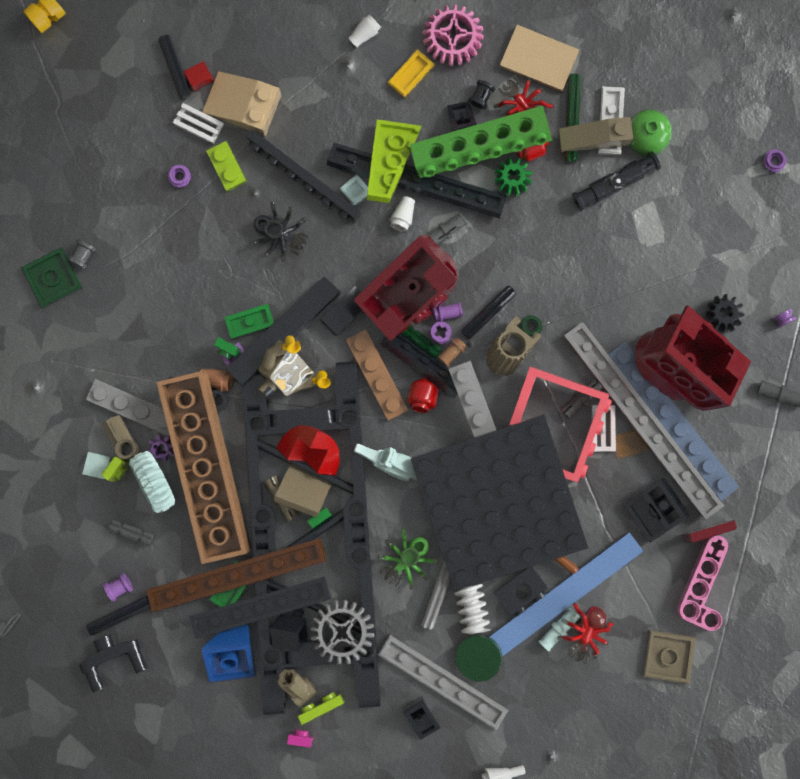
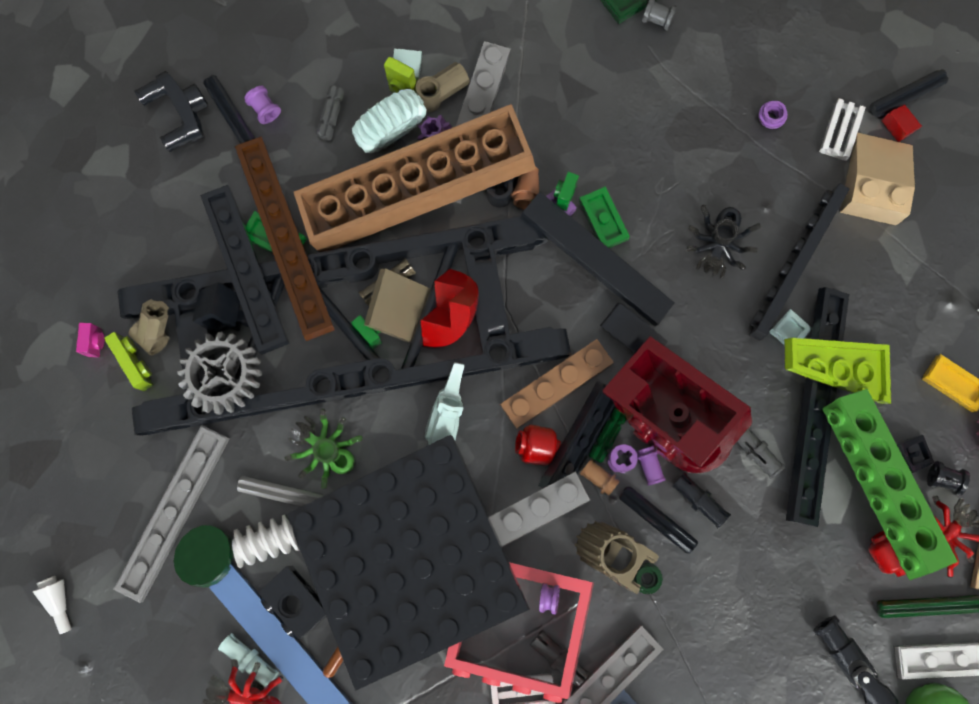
camera: 80 degrees right, 5 degrees down
(226, 166) = (794, 169): lime plate -> none
(229, 655) = (188, 243): blue slope -> none
(287, 371) = (547, 267): dark tan torso -> none
(403, 214) = (767, 392): white cone -> none
(421, 718) = (125, 487): black slope -> none
(478, 278) = (701, 500): none -> black pin
(513, 185) = (854, 531): green gear -> none
(538, 399) = (549, 598): none -> medium lavender bush
(596, 134) = (926, 645): dark tan slope -> none

